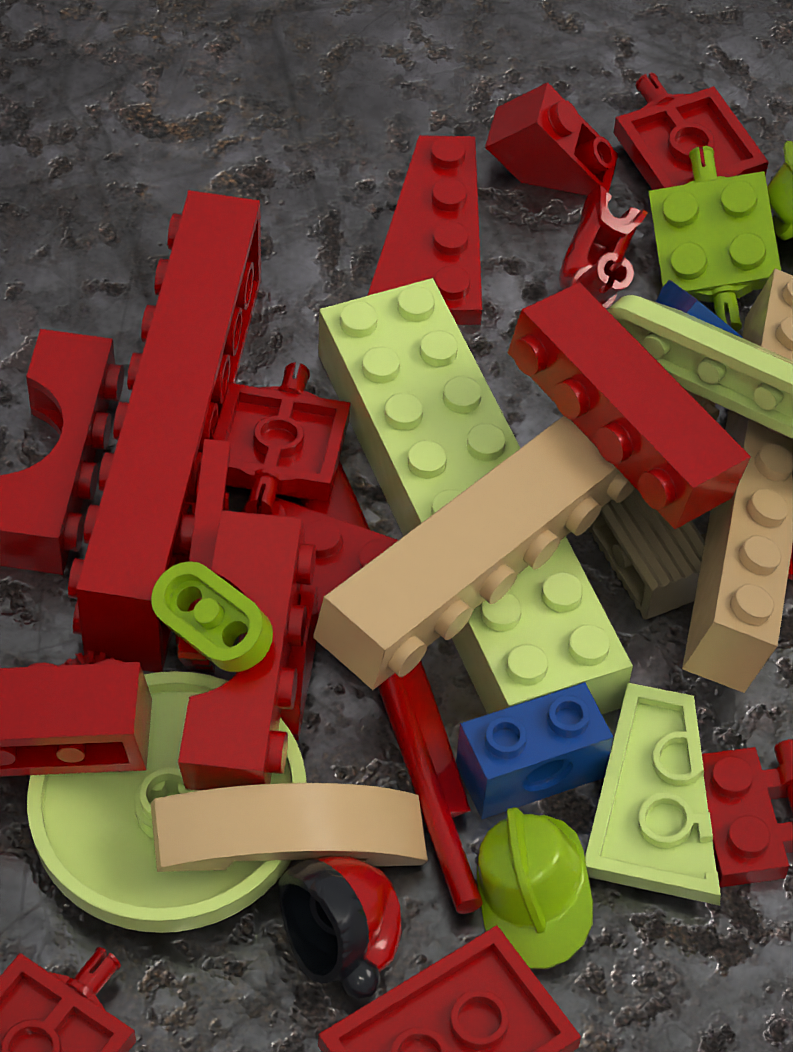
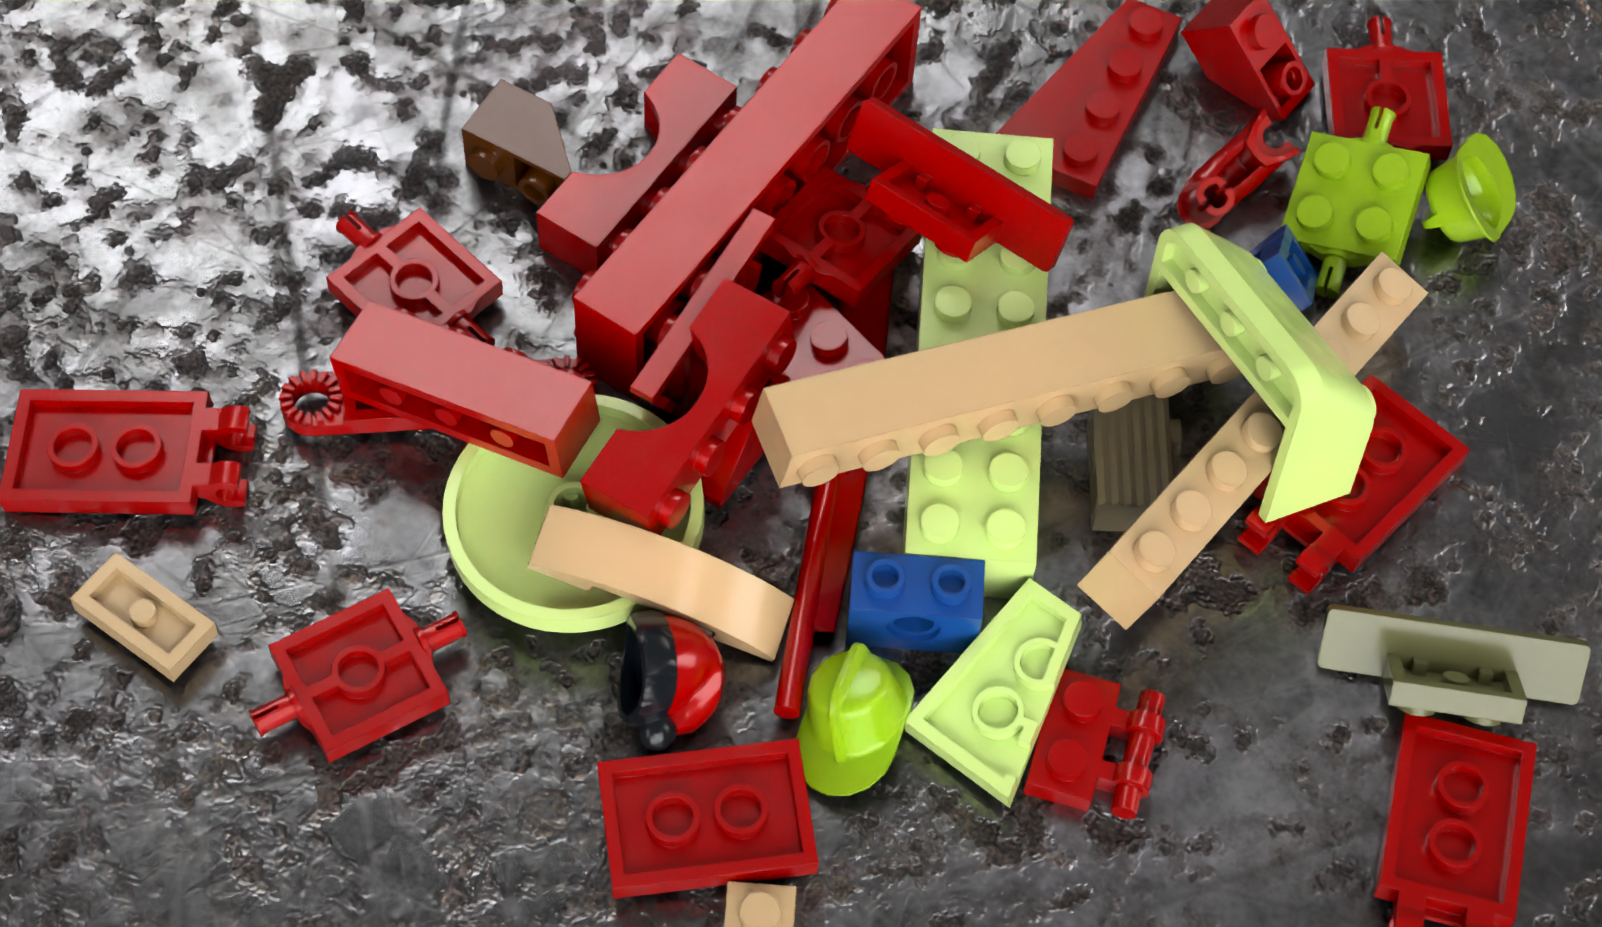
camera: 25 degrees right, 5 degrees up
(216, 618) = (666, 367): lime plate -> none
(378, 355) = (950, 193): none -> red bracket
(627, 405) = (1139, 325): red brick -> none

